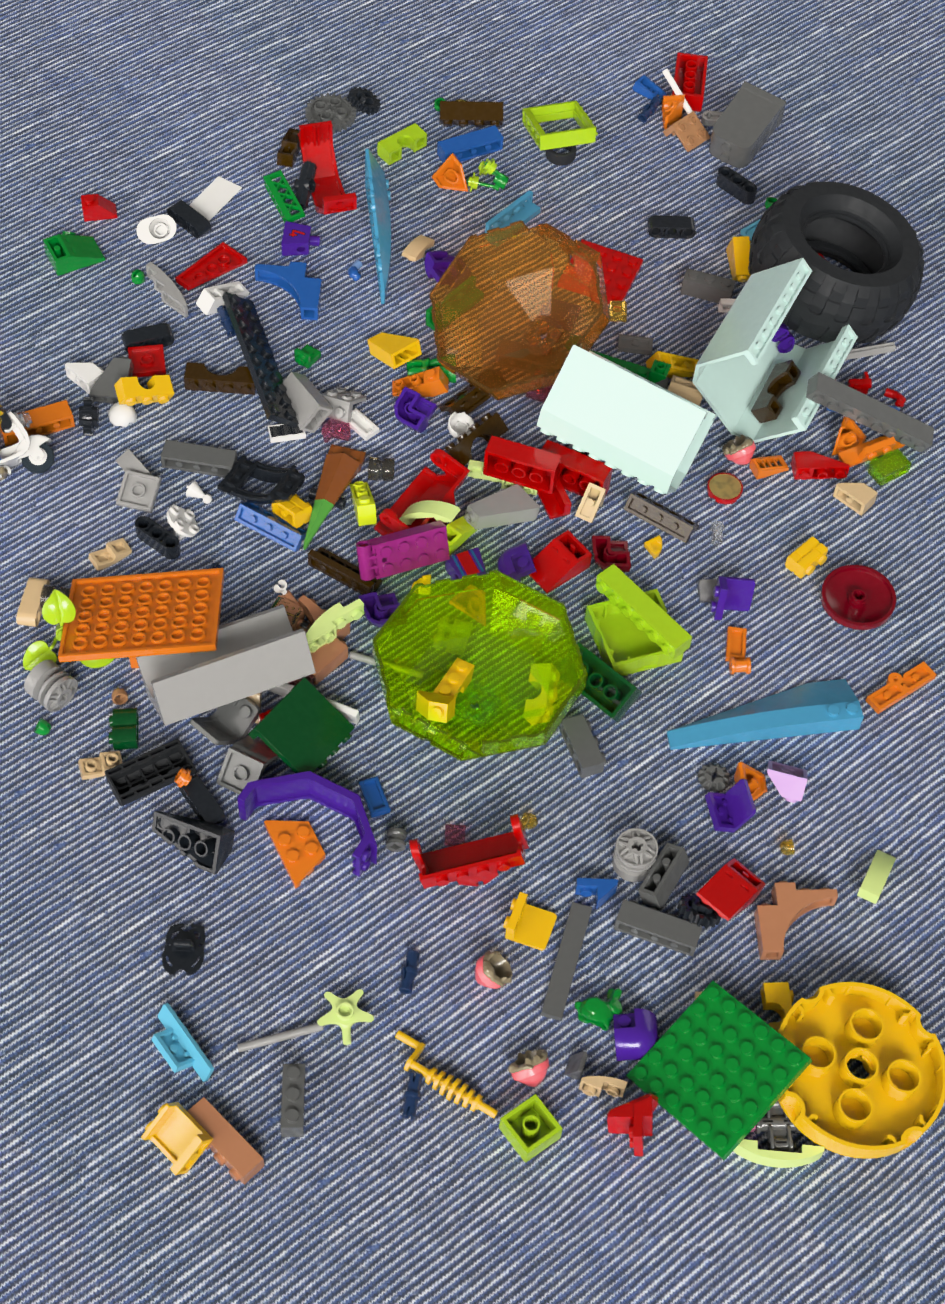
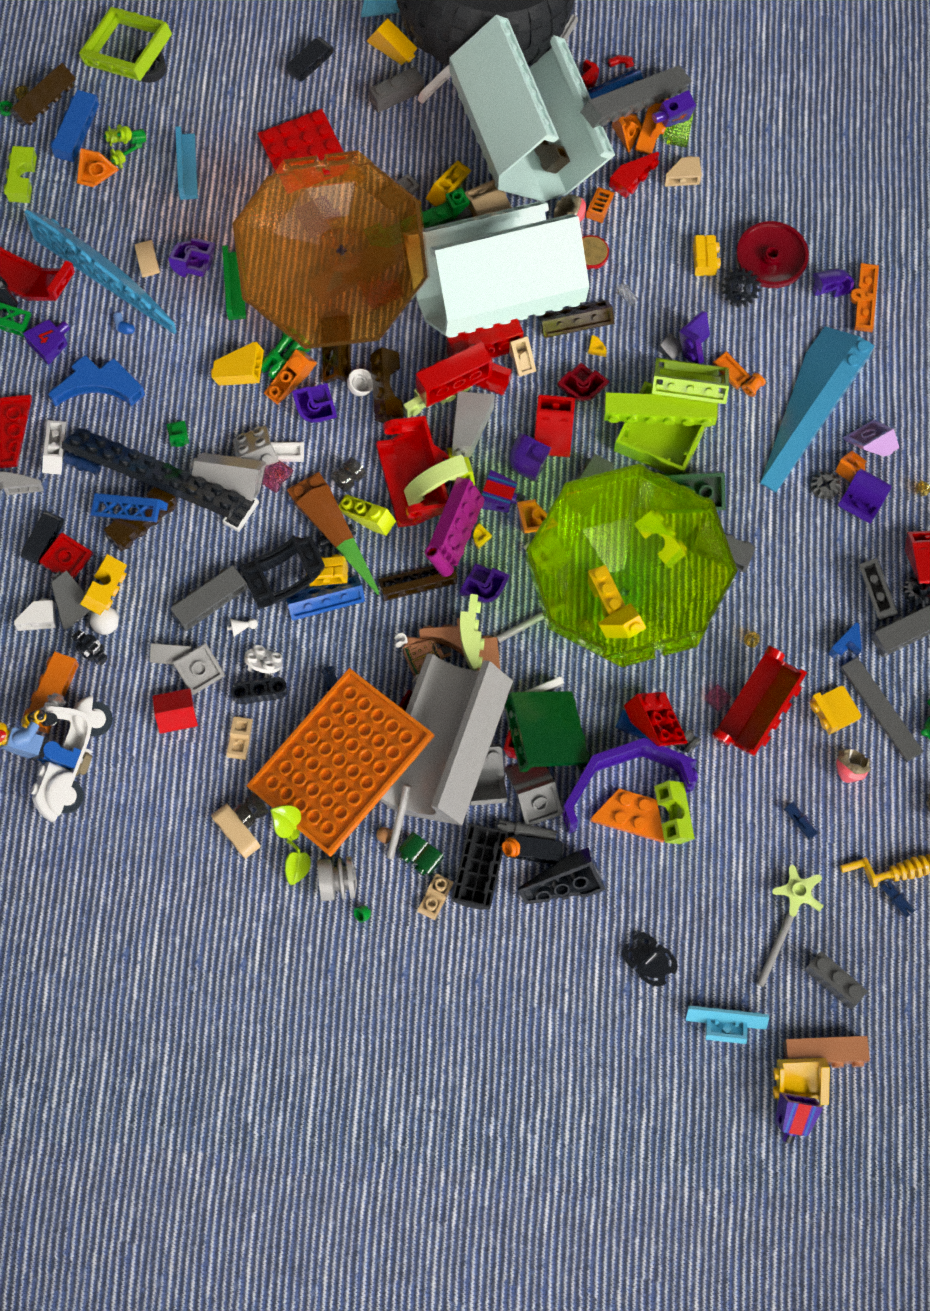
camera: 45 degrees left, 15 degrees up
(91, 500) = (174, 711): none -> red slope
(134, 689) = (398, 821): none -> light grey bar
(142, 1155) = (796, 1115): none -> torso
(208, 778) = (526, 830): none -> dark grey pin
(216, 356) = (126, 503): none -> blue fence
(336, 860) = (673, 797): none -> lime arch
(387, 796) = (655, 718): none -> red slope
(634, 854) = (845, 603): light grey wheel -> none
(688, 613) = (691, 381): none -> lime window
(807, 597) = (746, 294): none -> black gear
(883, 651) = (833, 280): none -> dark purple brick
(889, 444) = (675, 110): none -> dark purple torso

